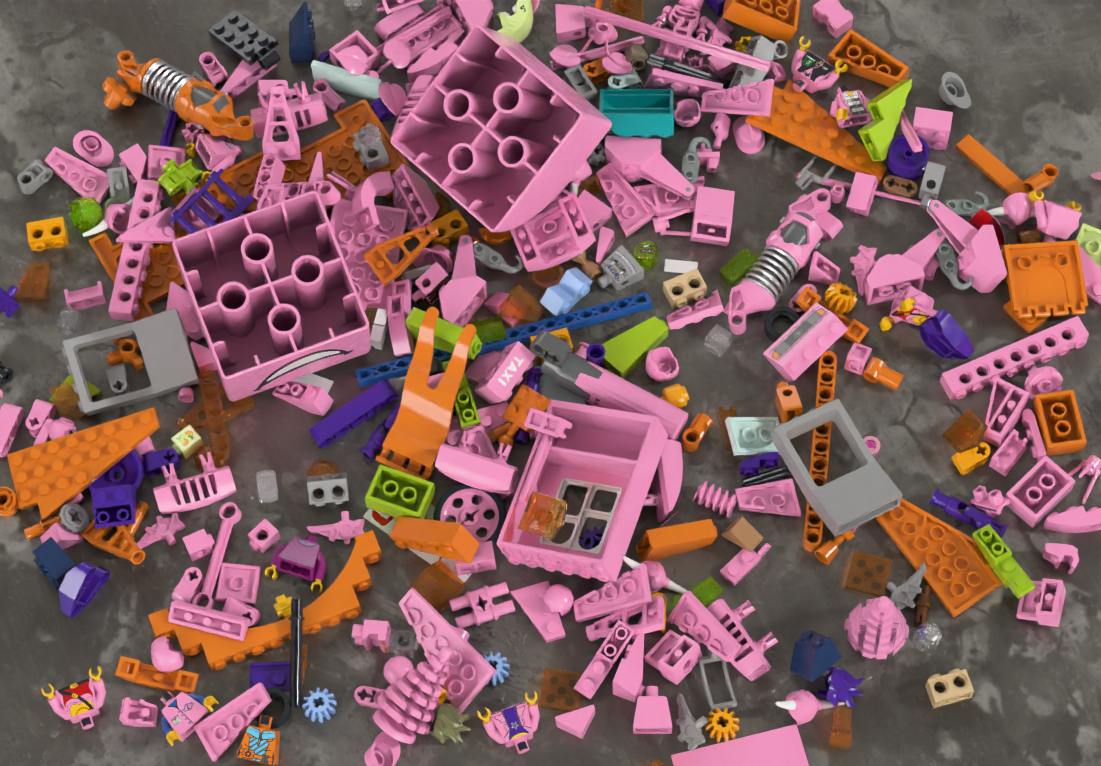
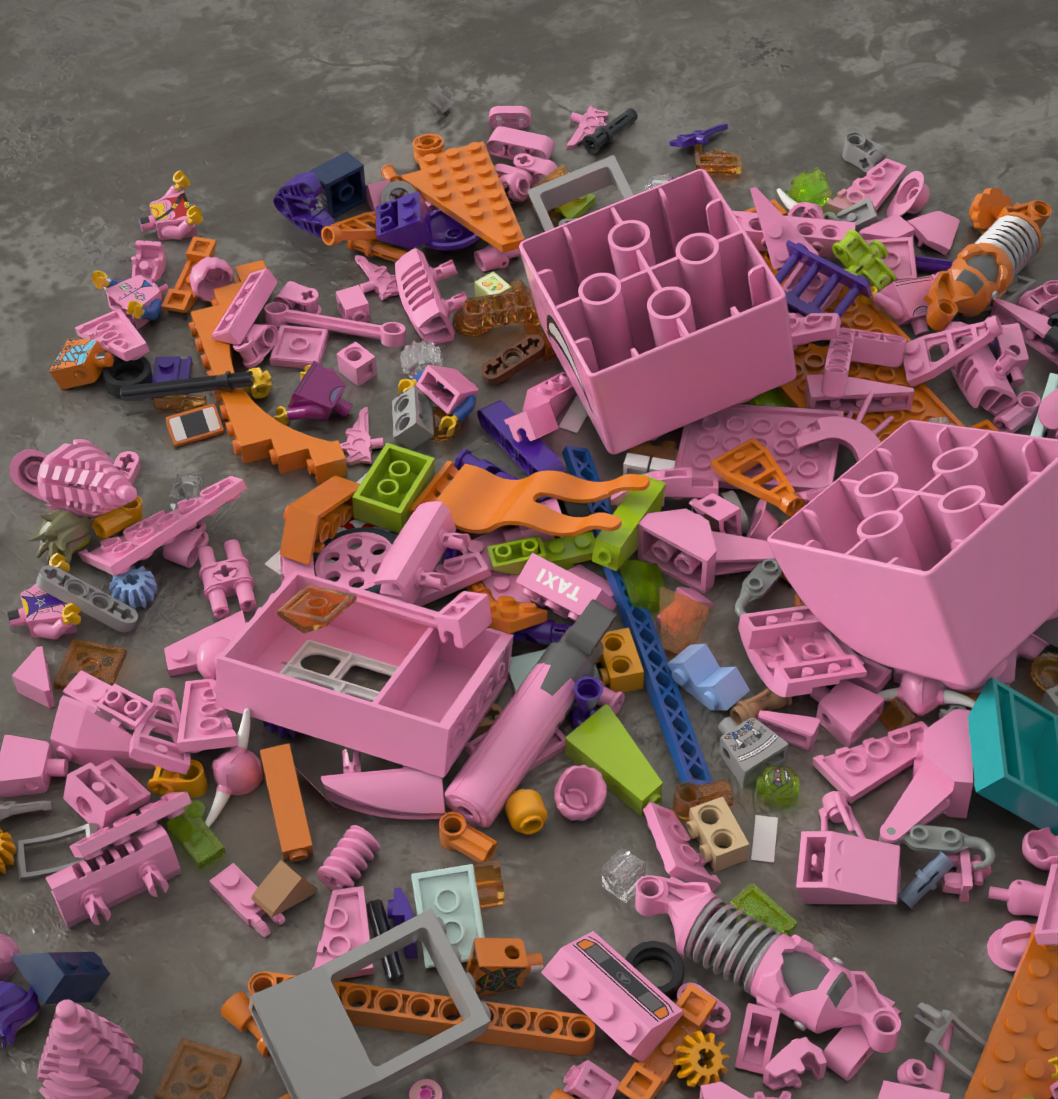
camera: 90 degrees right, 15 degrees down
(46, 230) = (781, 165): light orange brick -> none
(128, 133) = (935, 230): none -> bright pink slope
(155, 460) = (468, 271): dark purple piece -> none
(260, 410) = (510, 369): none -> reddish brown beam
(305, 462) = (448, 390): none -> bright pink torso
(316, 699) = (121, 418): light blue gear -> none
(326, 650) = (194, 425): none -> slope
(342, 400) = (535, 421): none -> bright pink hinge
(372, 634) = (198, 458): bright pink hips -> none
(396, 668) = (154, 494): bright pink hair -> none
(438, 585) = (262, 538): clear orange slope -> none
(506, 693) = (88, 596): none -> light grey beam
(548, 277) = (733, 654): clear orange hat -> none
(658, 297) = (698, 795): none -> clear orange piece
(664, 201) = (872, 808): bright pink wing -> none
(712, 174) = (926, 879): none -> sand blue pin
(838, 252) = (793, 1060): none -> bright pink hand

